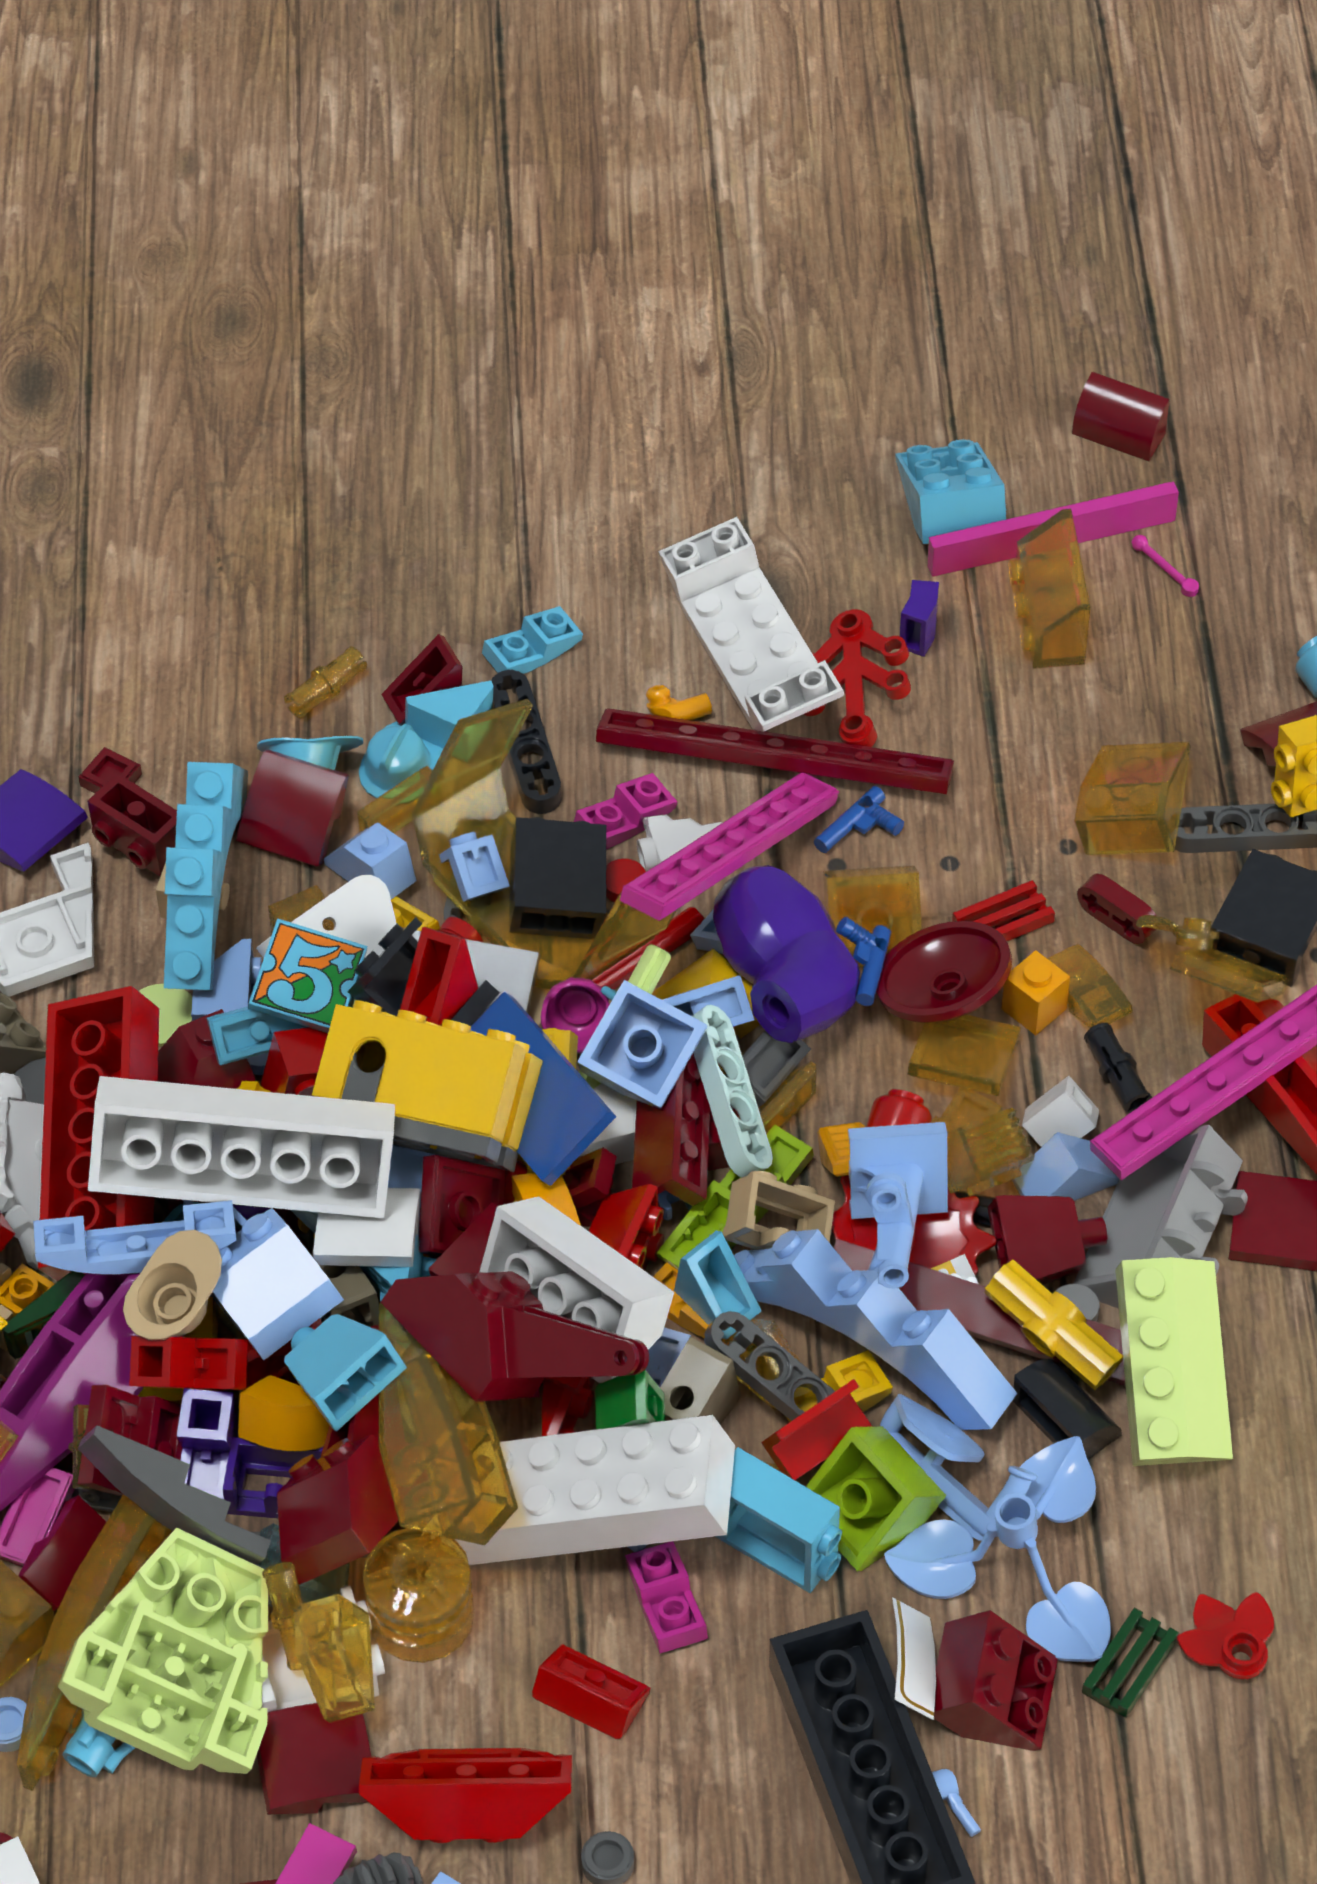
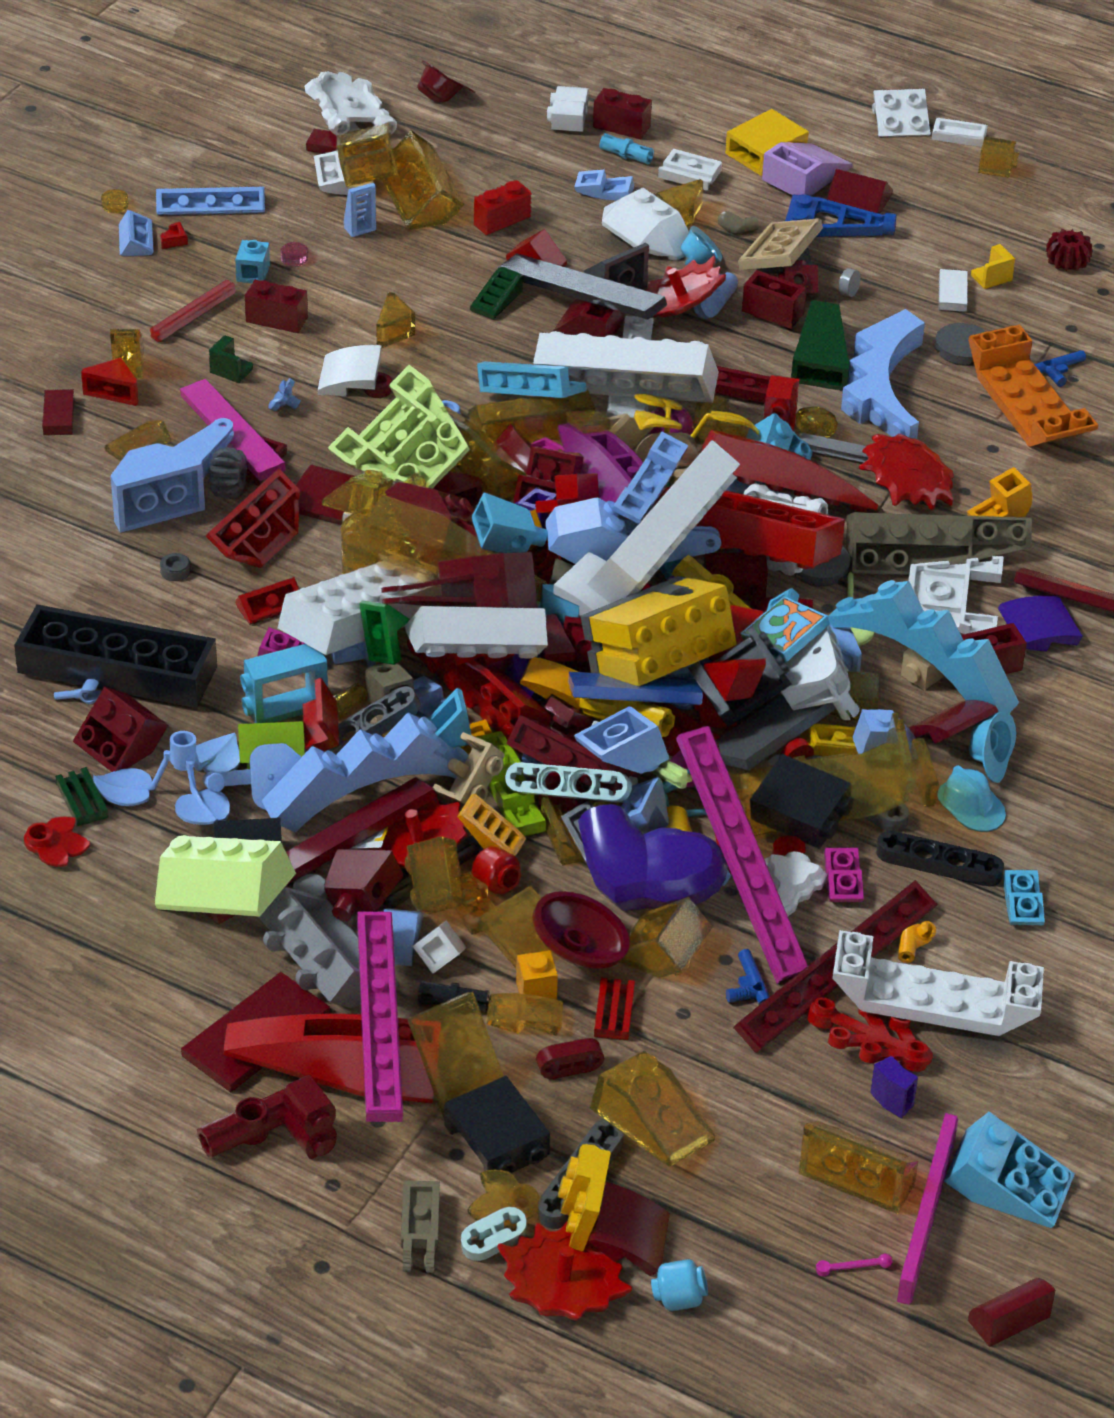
camera: 120 degrees right, 10 degrees down
(105, 766) = (1052, 675): dark red tile -> none
(158, 1488) = (491, 443): dark grey slope -> none
(174, 1286) = (602, 483): tan piece -> none
(325, 682) = (1059, 790): clear yellow pin -> none
(430, 671) = (1015, 831): dark red slope -> none
(437, 712) = (977, 821): medium azure slope -> none
(475, 865) = (838, 760): light blue bracket -> none
(870, 952) = (623, 905): blue hose -> none
(894, 1178) = (432, 801): light blue piece -> none
(915, 1660) = (159, 699): white sticker -> none
(1053, 1324) = (310, 839): yellow piece -> none
(1193, 932) = (511, 1042): clear yellow plate -> none

